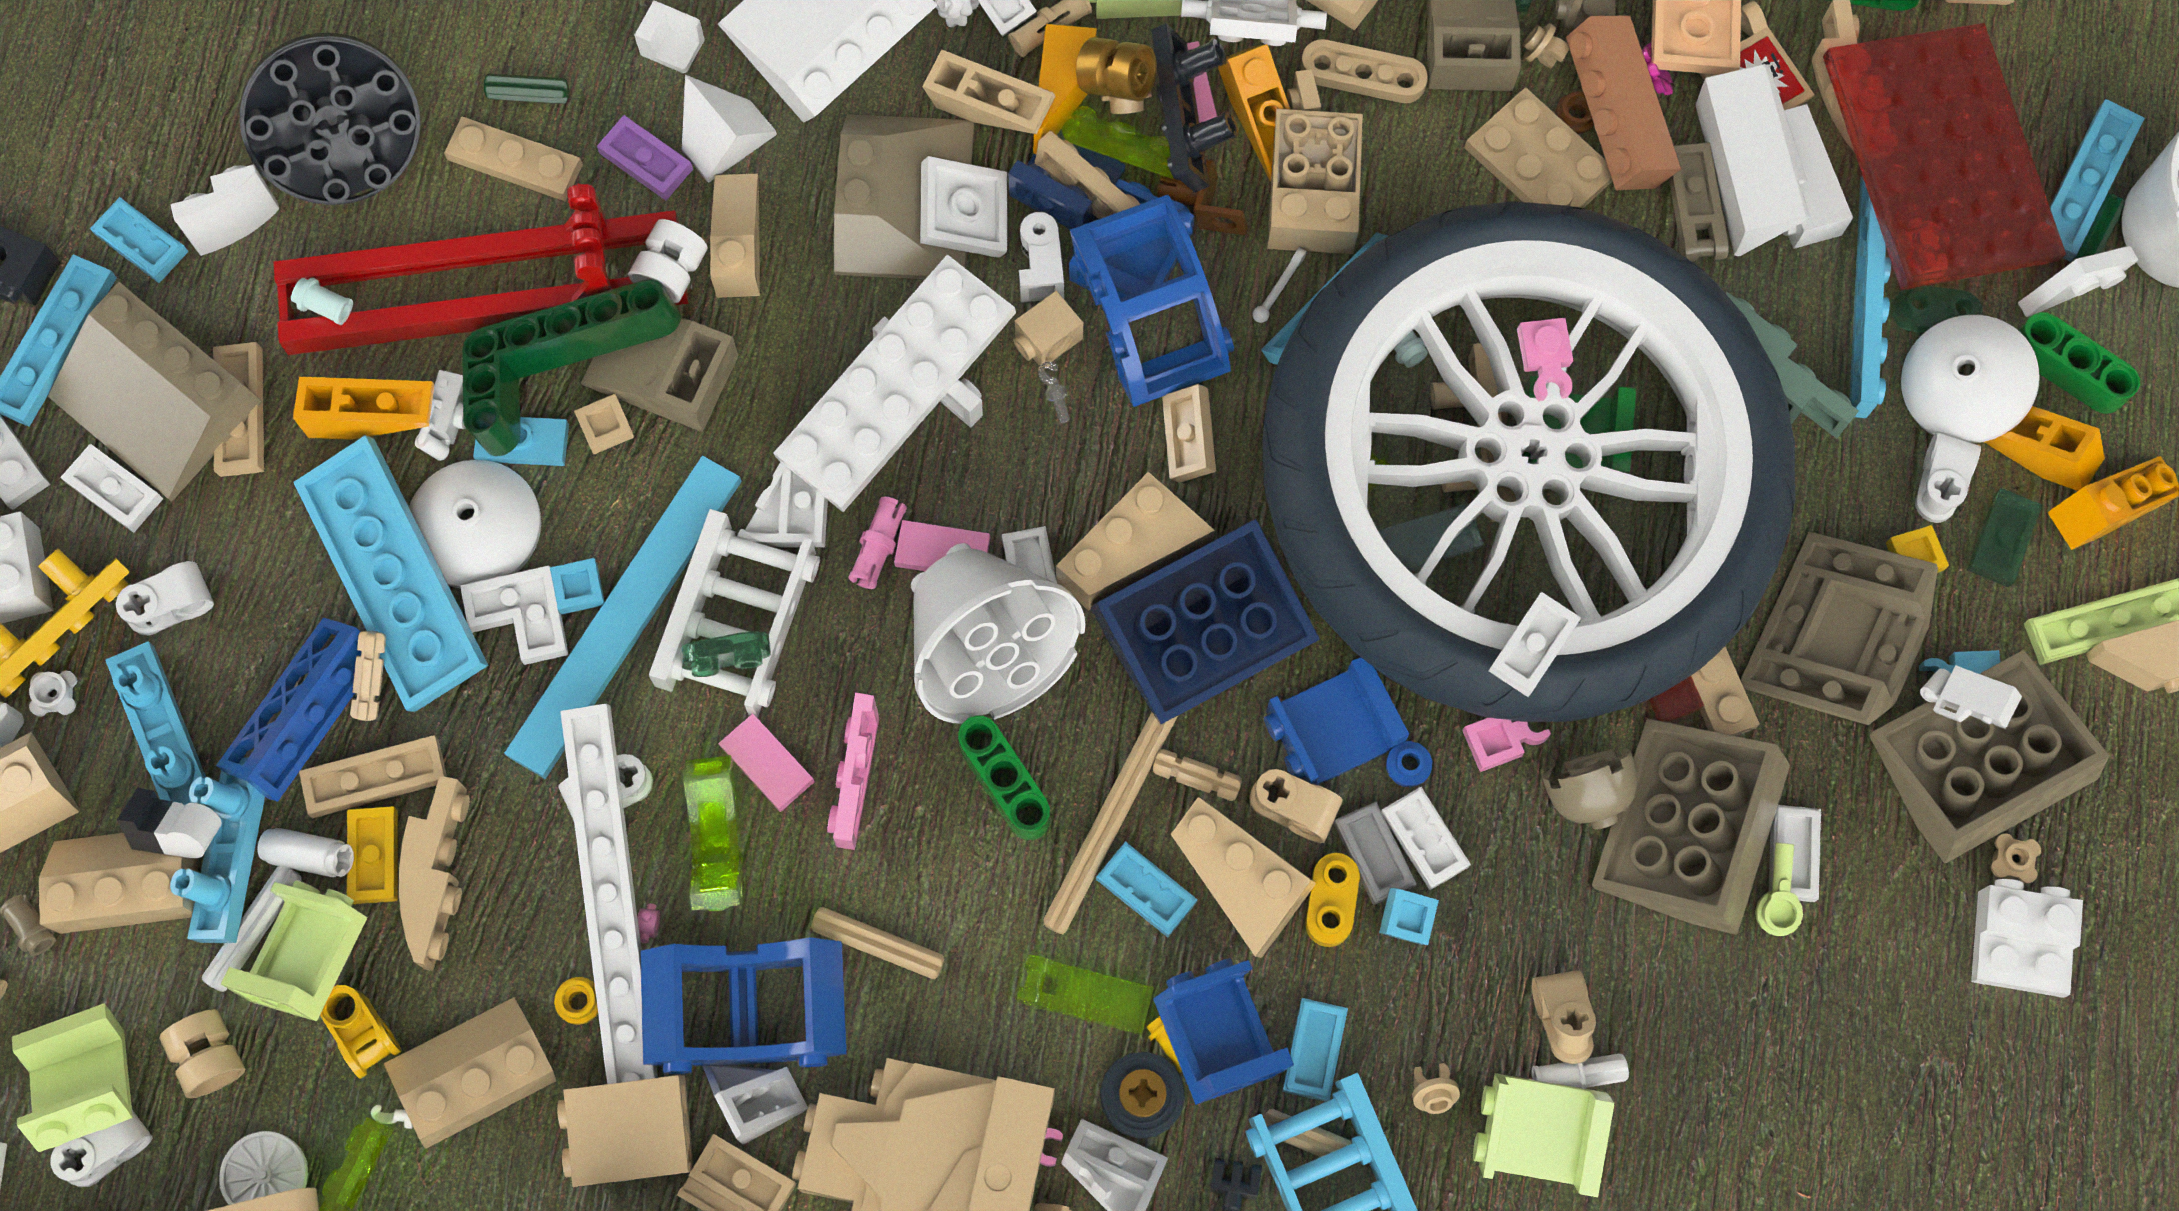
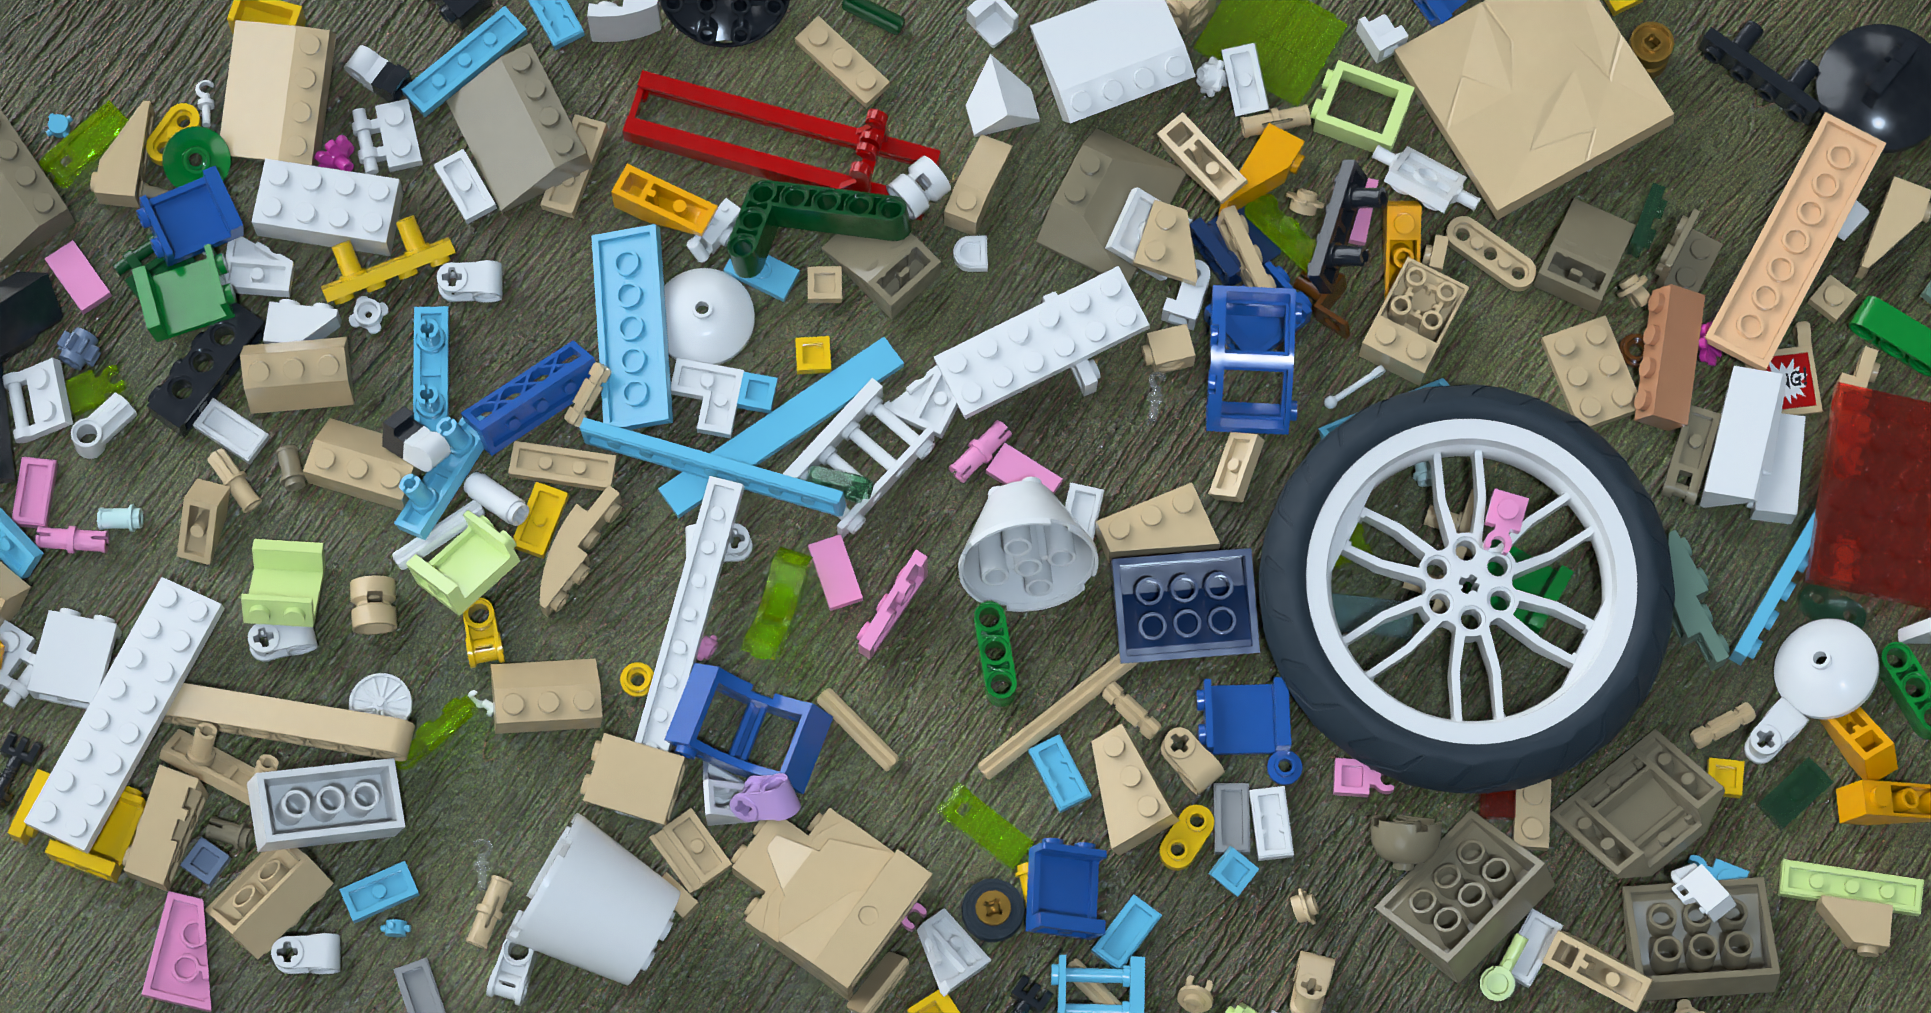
camera: 25 degrees right, 0 degrees up
(312, 296) = (664, 114): light aqua pin -> none
(551, 698) = (706, 464): none -> medium azure tile
(626, 512) = (813, 355): none -> yellow plate
(645, 157) = (936, 101): medium lavender plate -> none
(764, 316) = (971, 253): none -> white tile
(804, 1083) = (766, 799): none -> lavender piece
(993, 208) = (1167, 244): none -> tan wing
(1116, 69) = (1302, 179): pearl gold wheel -> none
(1512, 922) = (1304, 907): none -> tan plate
(1534, 644) = (1397, 716): white plate -> none
(1883, 494) = (1722, 725): none -> tan axle
(1900, 846) = (1597, 970): none -> tan slope

